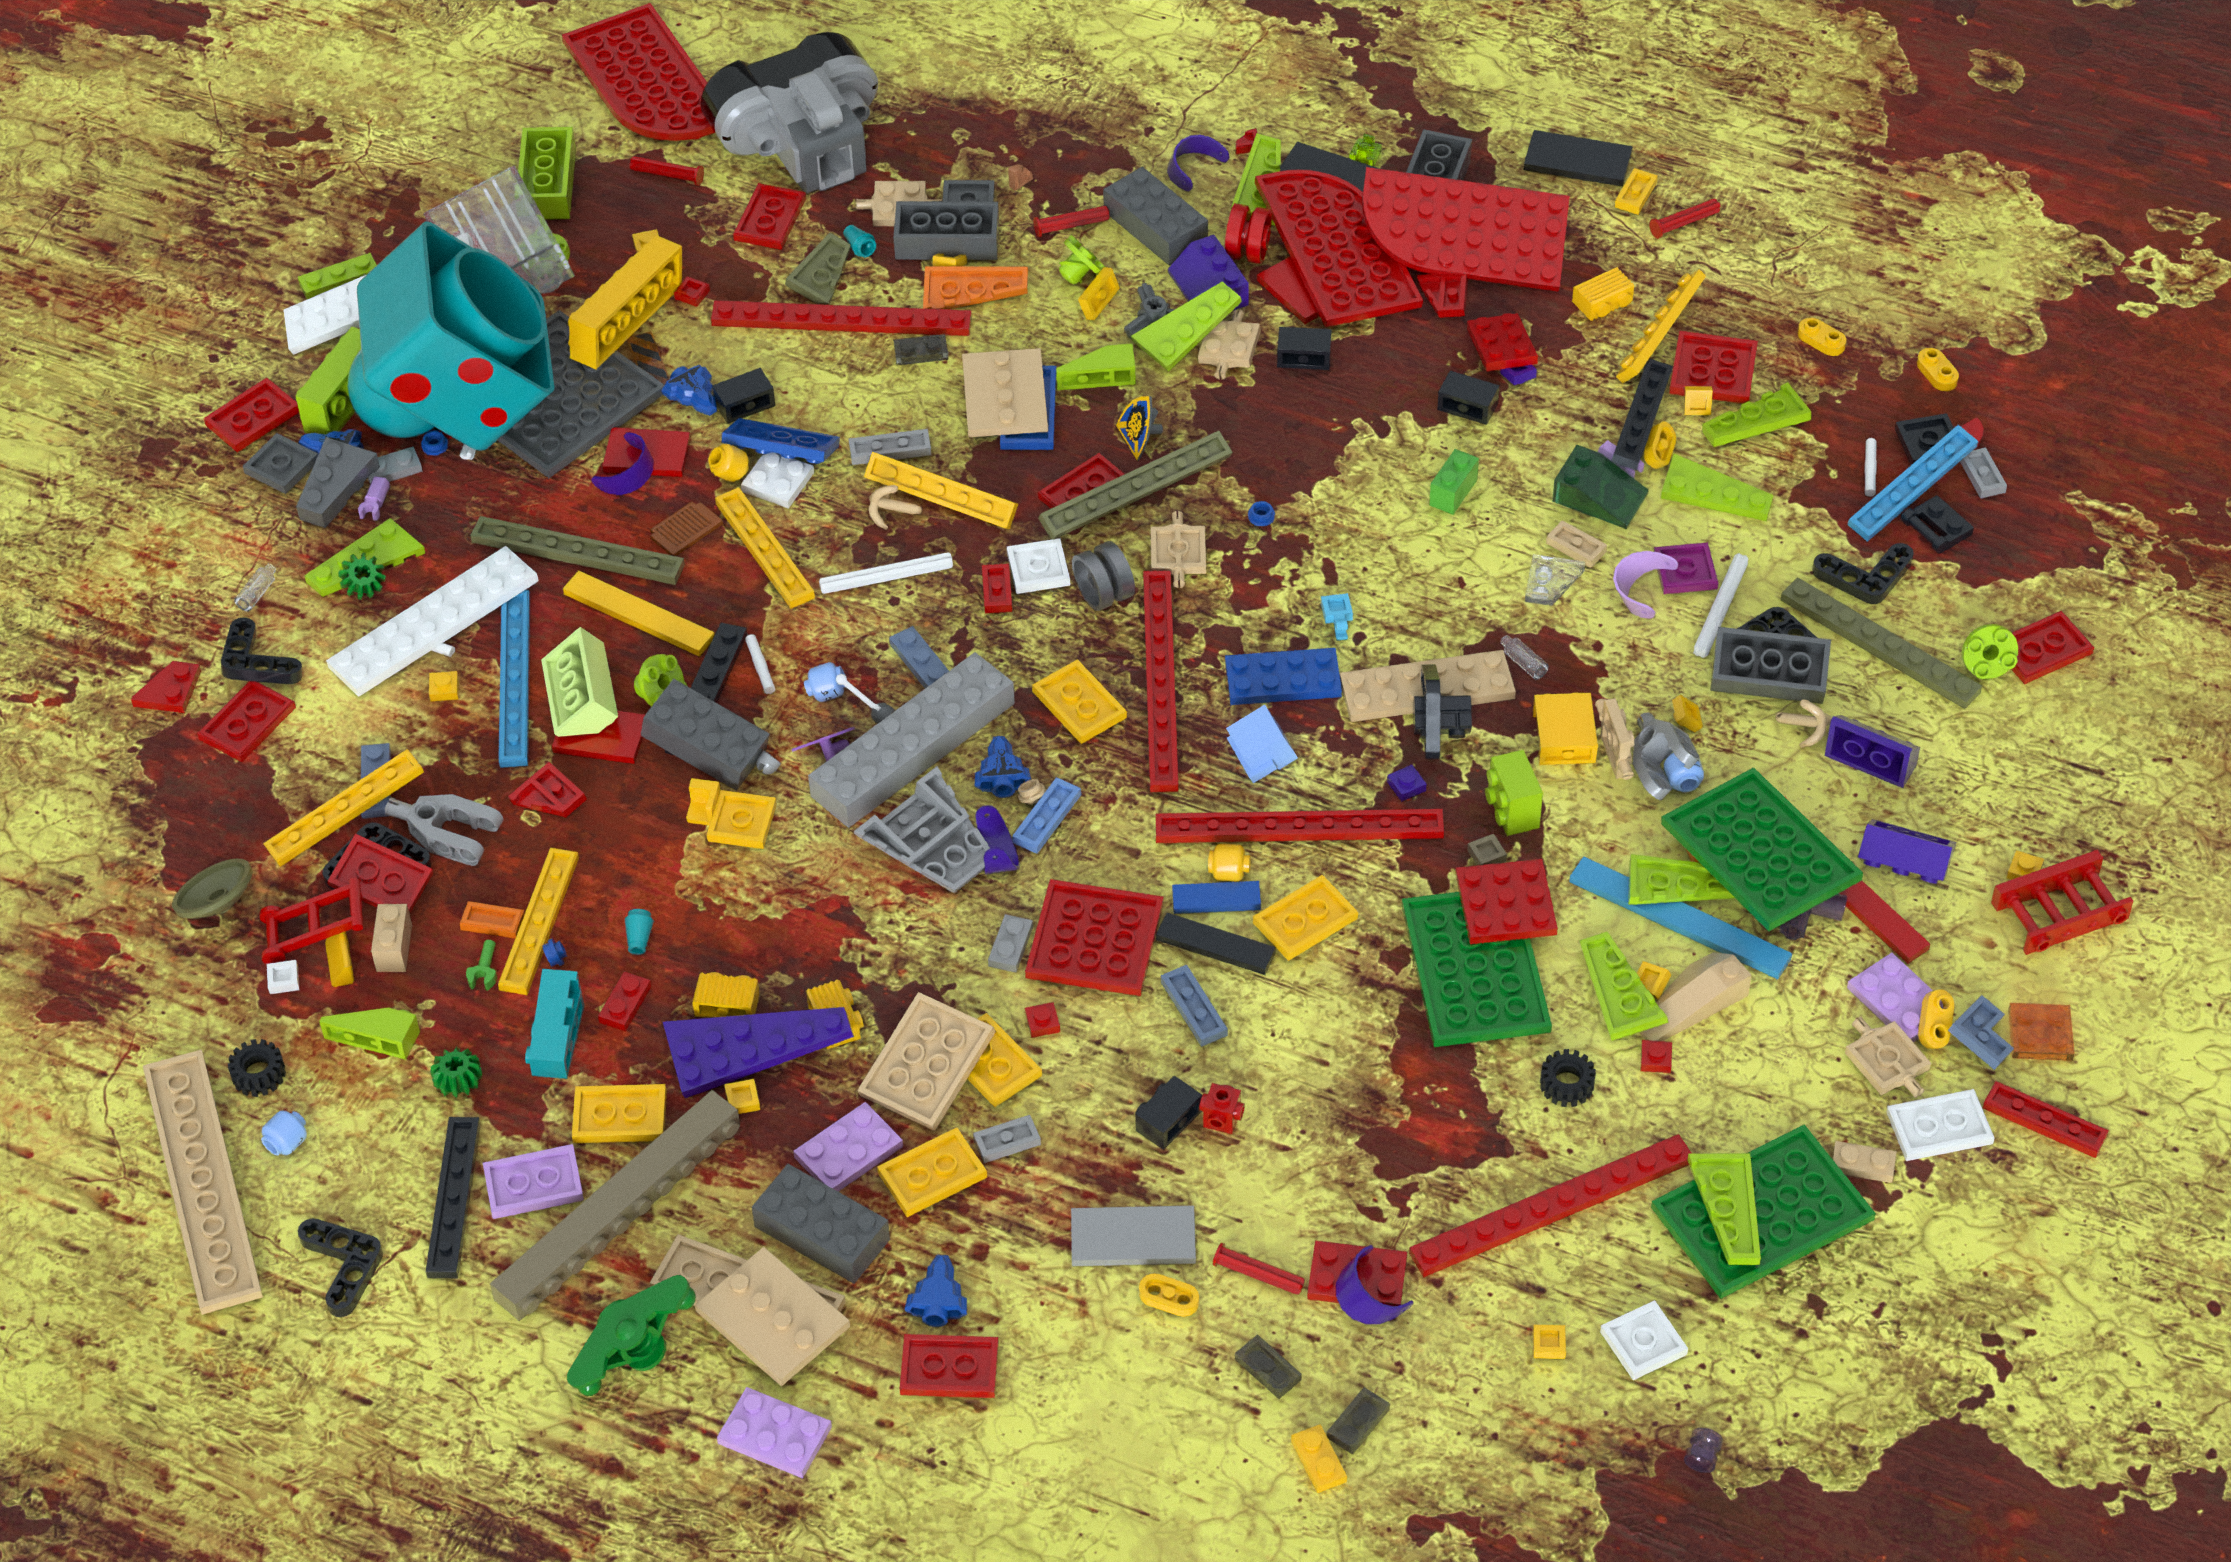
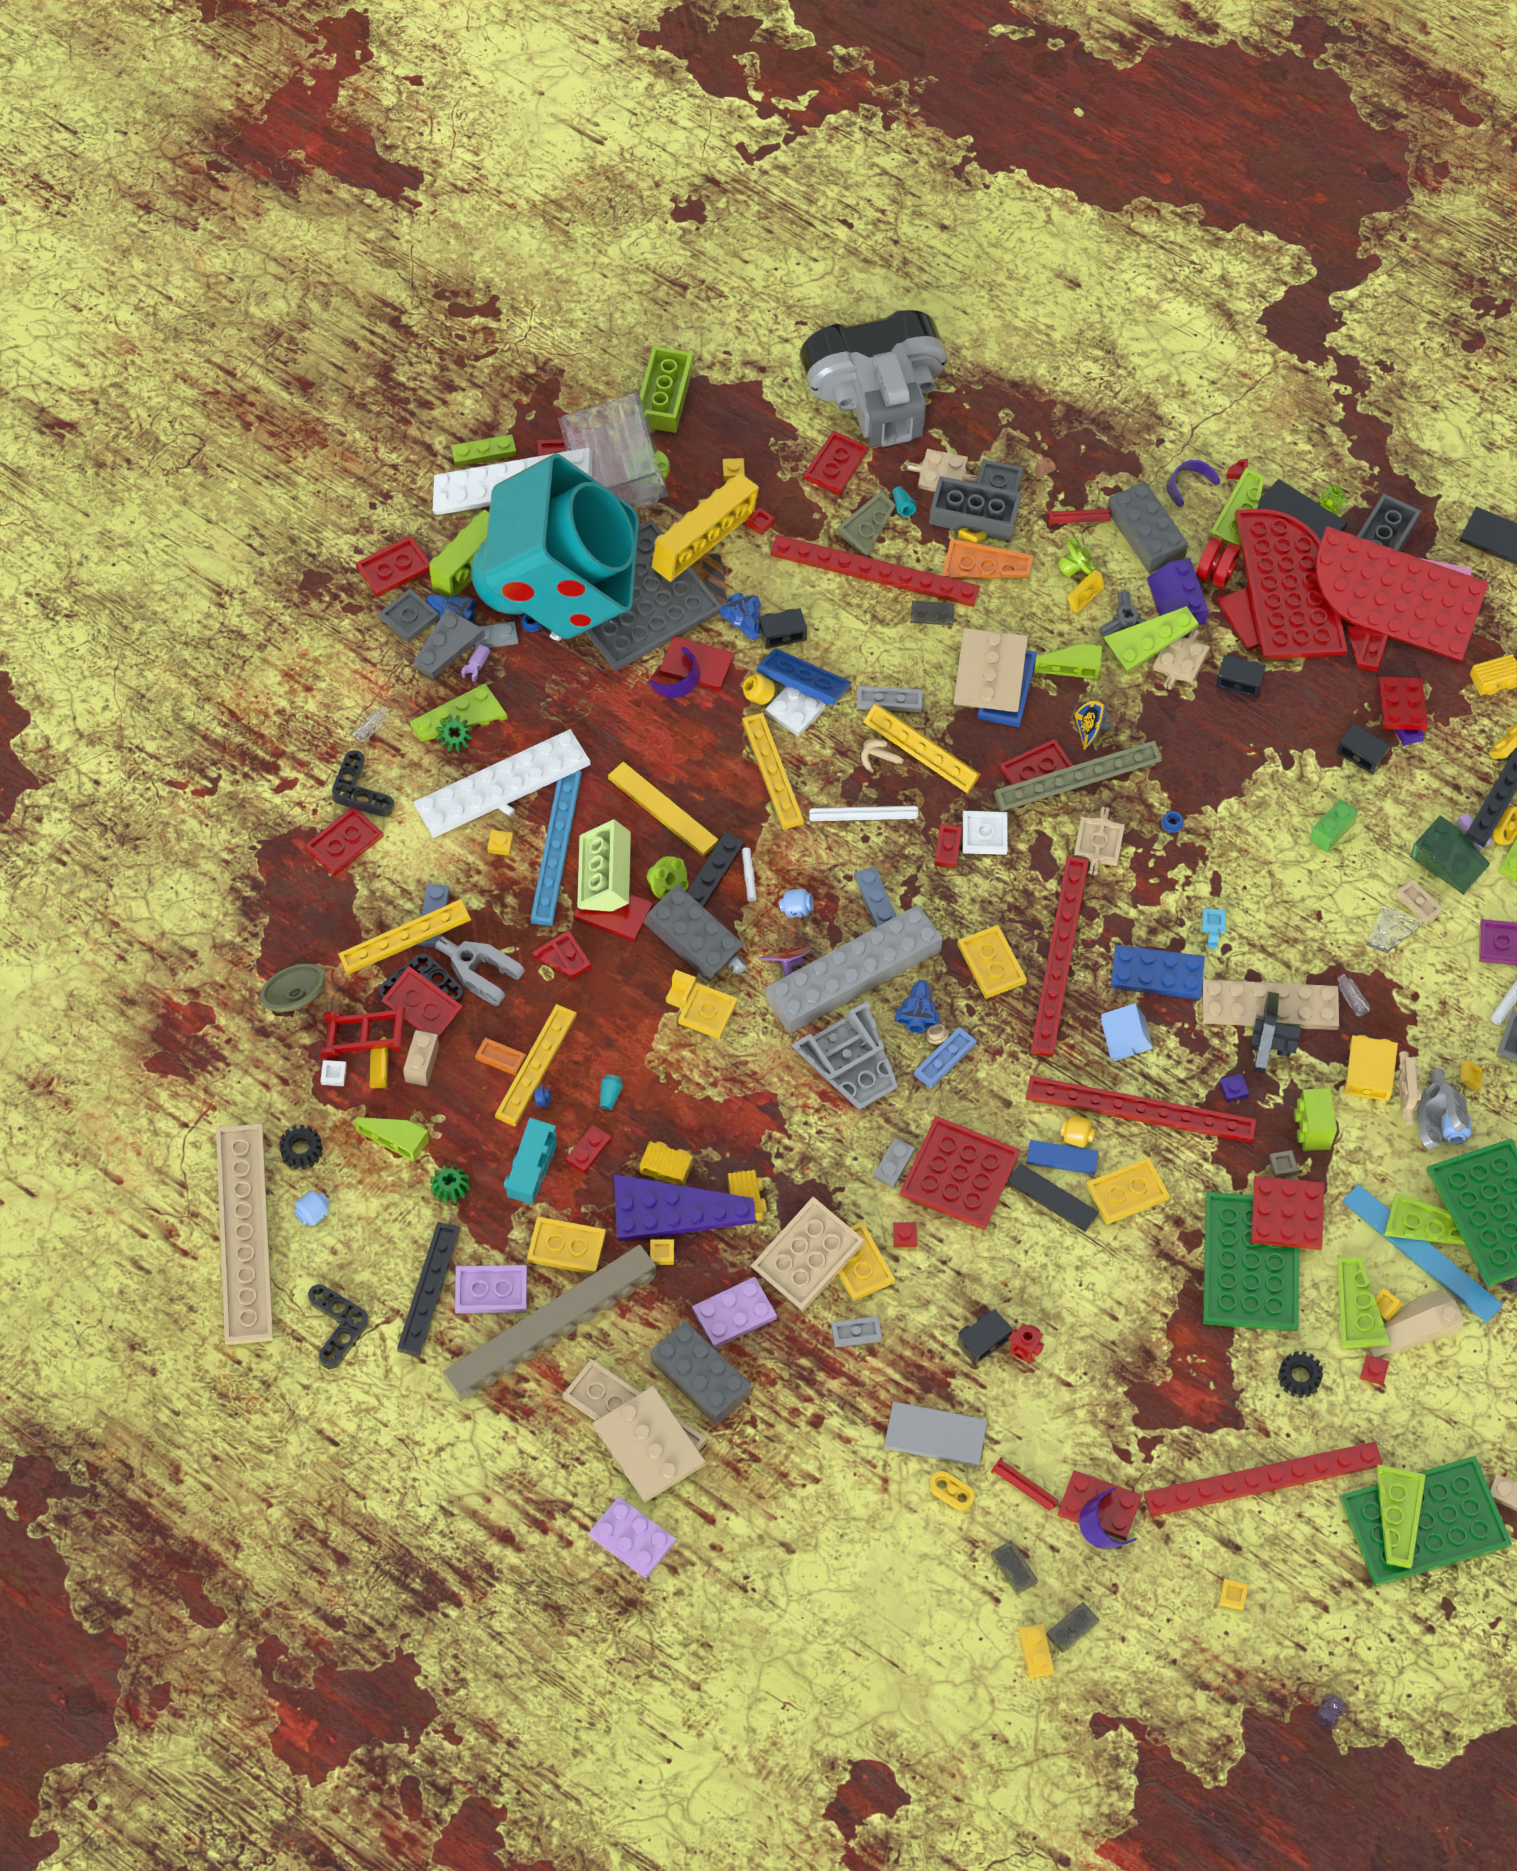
camera: 10 degrees right, 10 degrees up
(169, 688) = (289, 800): red wing -> none
(483, 968) = (486, 1097): bright green bar -> none
(578, 550) = (626, 743): olive plate -> none
(630, 1333) = (539, 1436): green piece -> none
(642, 74) = (759, 308): red plate -> none
(667, 169) = (762, 403): red axle -> none
(685, 528) = (713, 738): dark orange window -> none
(878, 712) = (834, 938): hinge -> none
(932, 1172) = (793, 1347): yellow plate -> none
(937, 1295) = (777, 1451): blue rock -> none
(949, 1366) = (773, 1513): red plate -> none
(998, 839) = (903, 1073): dark purple piece -> none
(1103, 575) = (1033, 856): flat silver wheel -> none
(1194, 1005) = (1024, 1248): sand blue plate -> none
(1631, 569) = (1457, 936): lavender piece -> none
(1644, 1340) = (1306, 1609): white plate -> none

